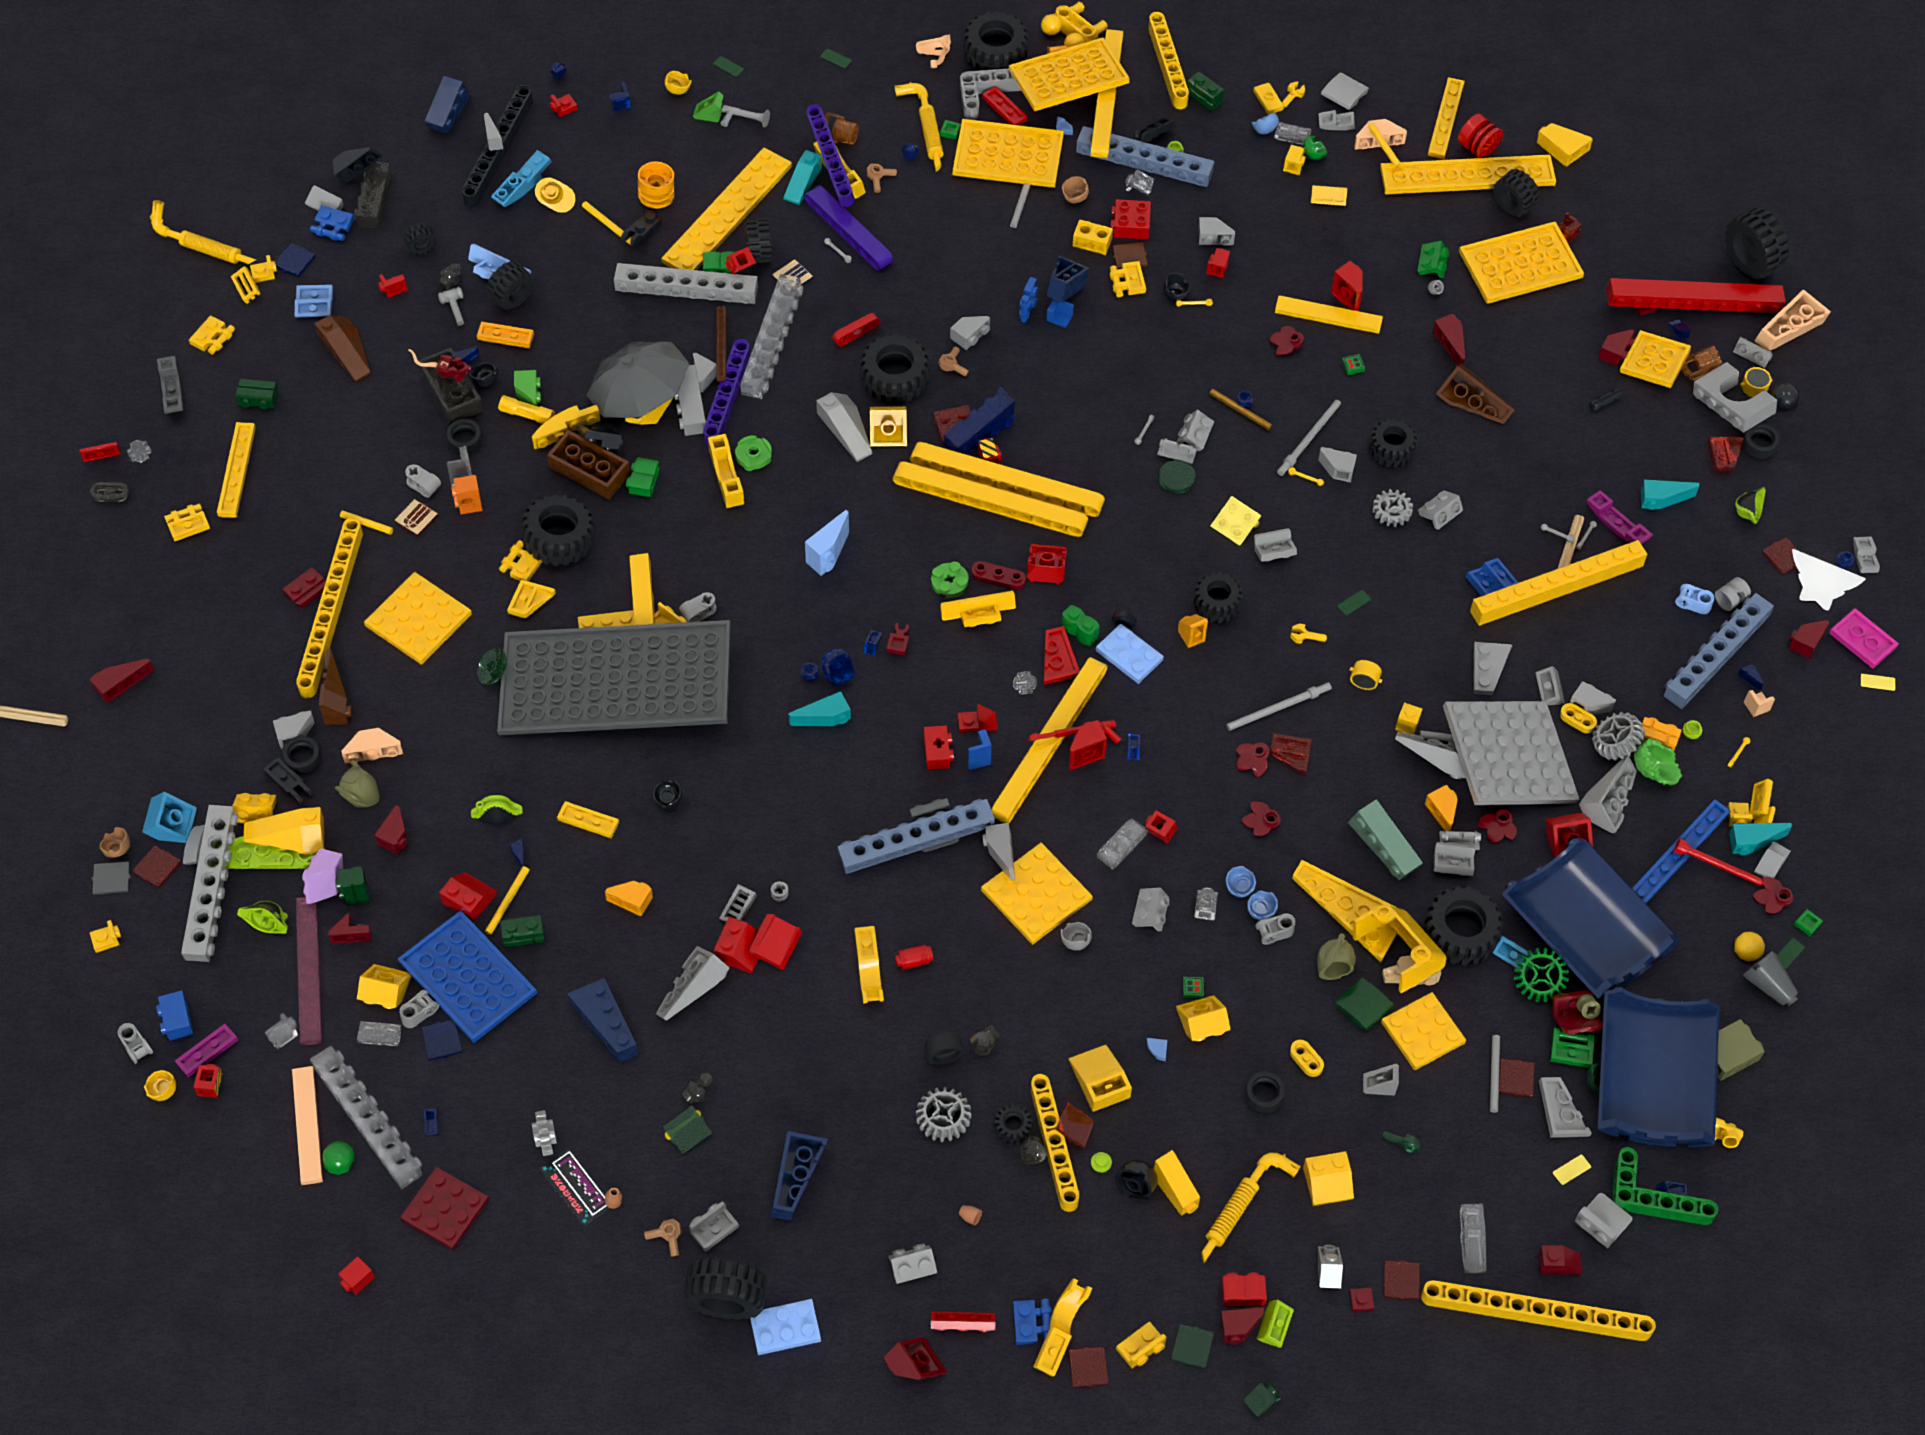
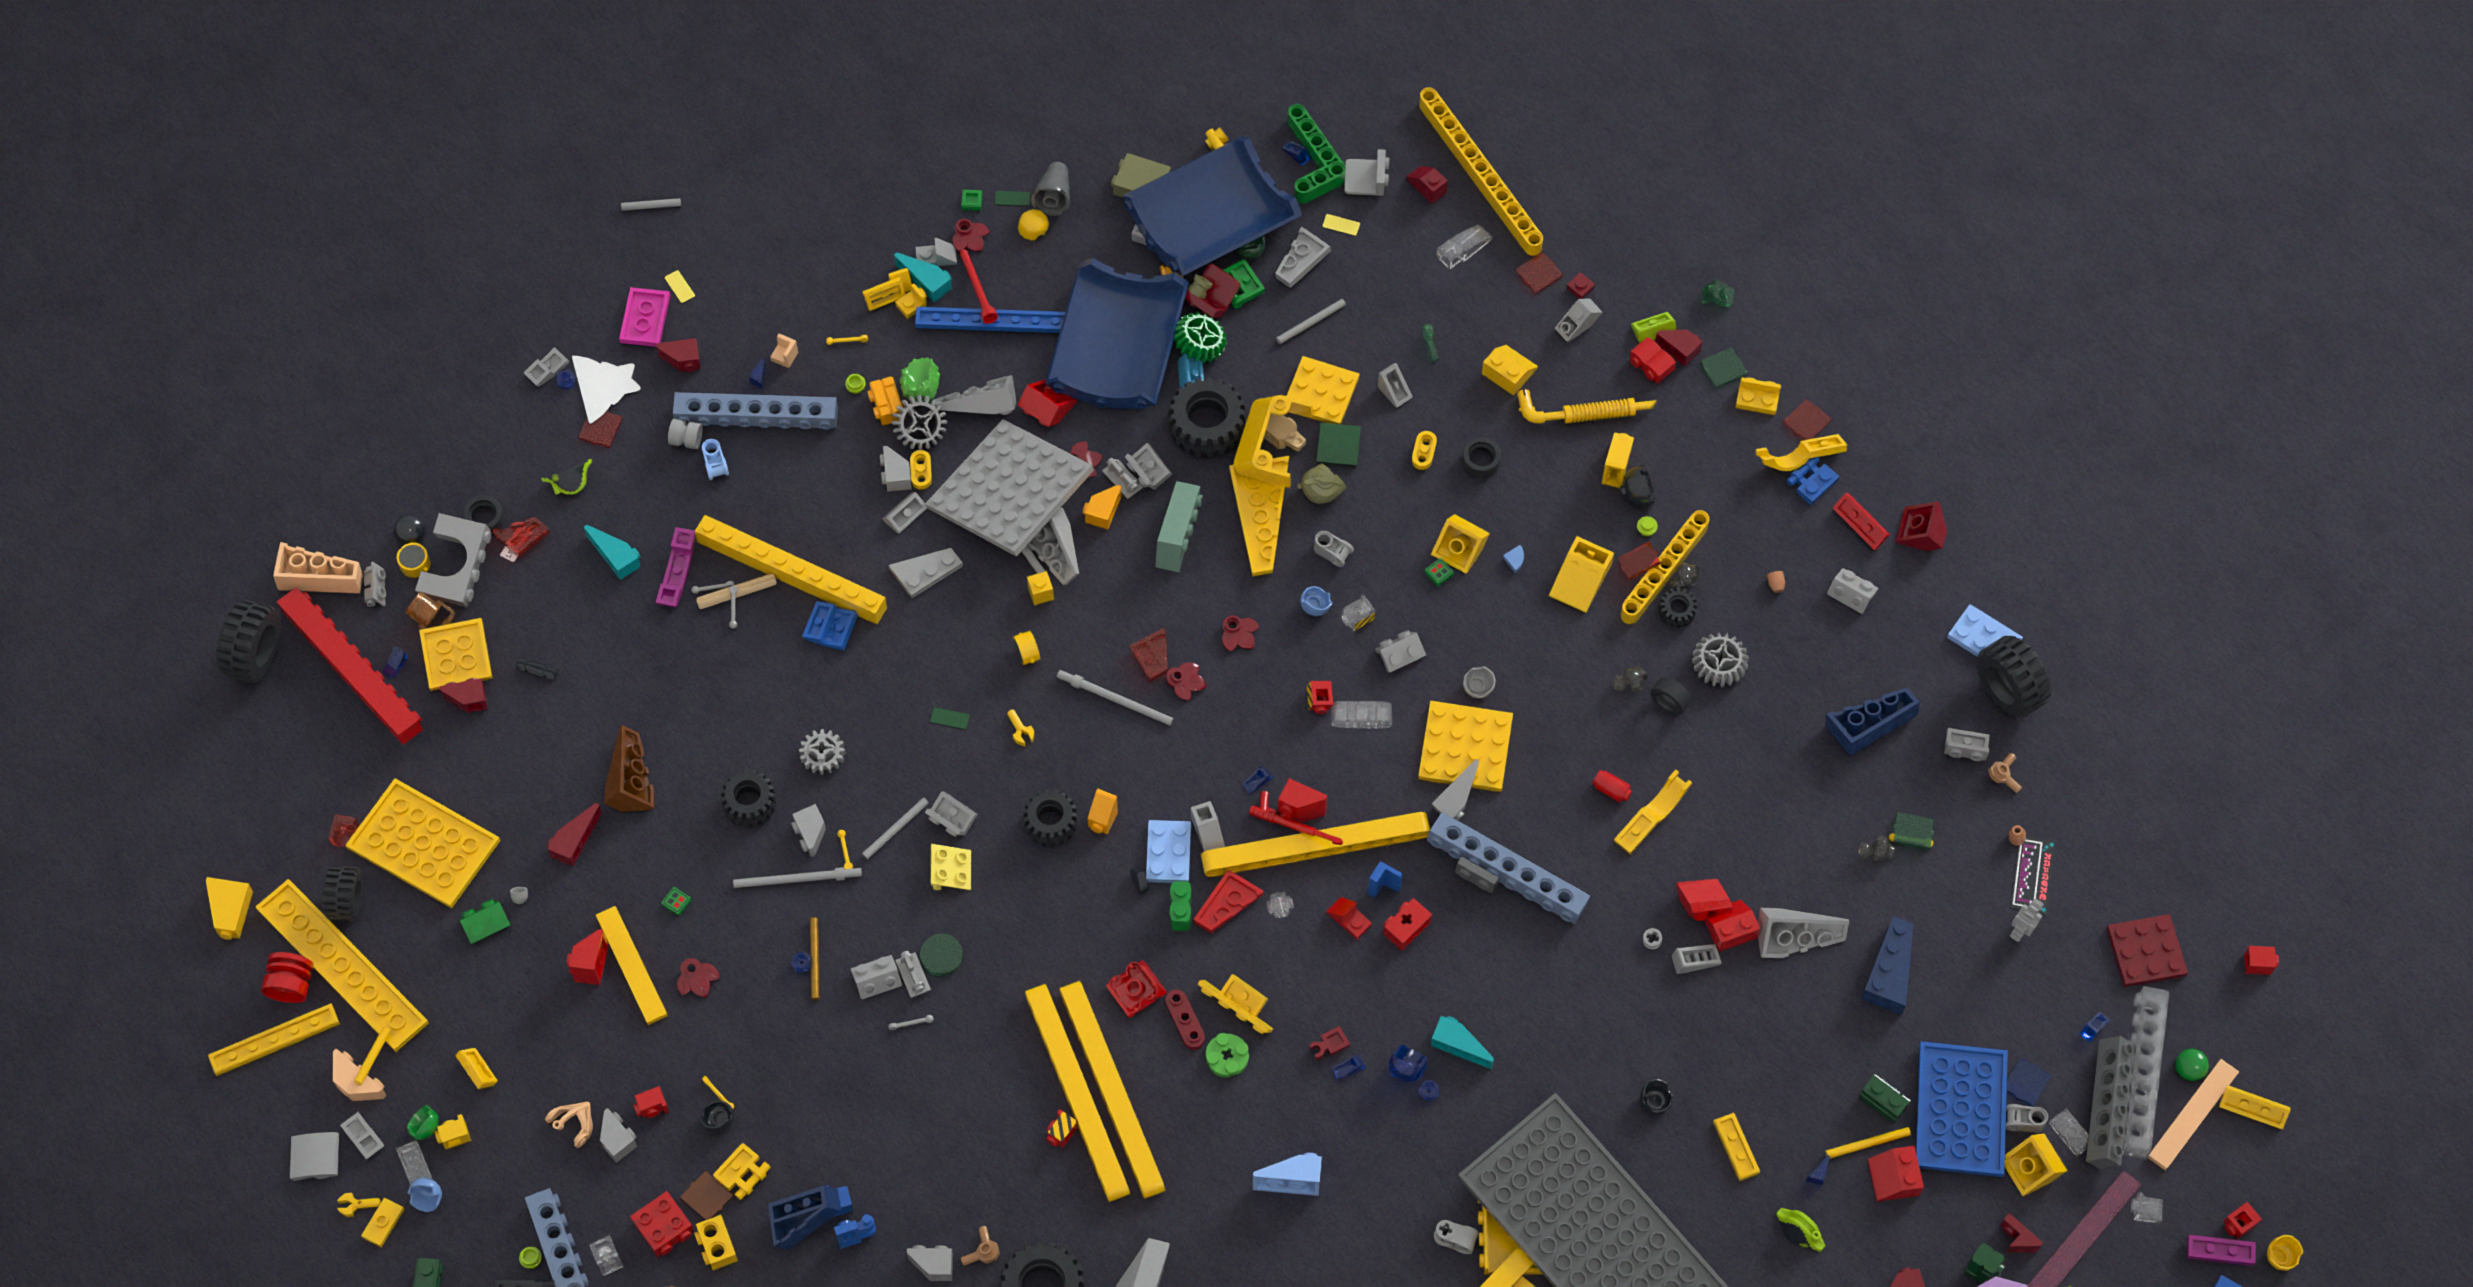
camera: 130 degrees left, 5 degrees up
(267, 1167) = (2254, 1107): none -> yellow plate
(369, 1069) = (2110, 1102): none -> dark grey brick
(630, 896) = (1771, 1044): light orange slope -> none
(888, 426) = (1109, 1243): yellow slope -> none
(948, 418) = (1050, 1195): clear red wing -> none
(981, 424) = (1039, 1158): clear blue wedge -> none
(1124, 682) = (1207, 826): none -> light grey slope
(1248, 220) = (583, 1112): none -> light nougat helmet
(1262, 905) = (1322, 569): medium blue hair -> none
(1296, 514) = (895, 828): none -> light grey bar
(1442, 508) = (786, 715): light grey bracket -> none
(1516, 1077) = (1299, 306): clear red piece -> none

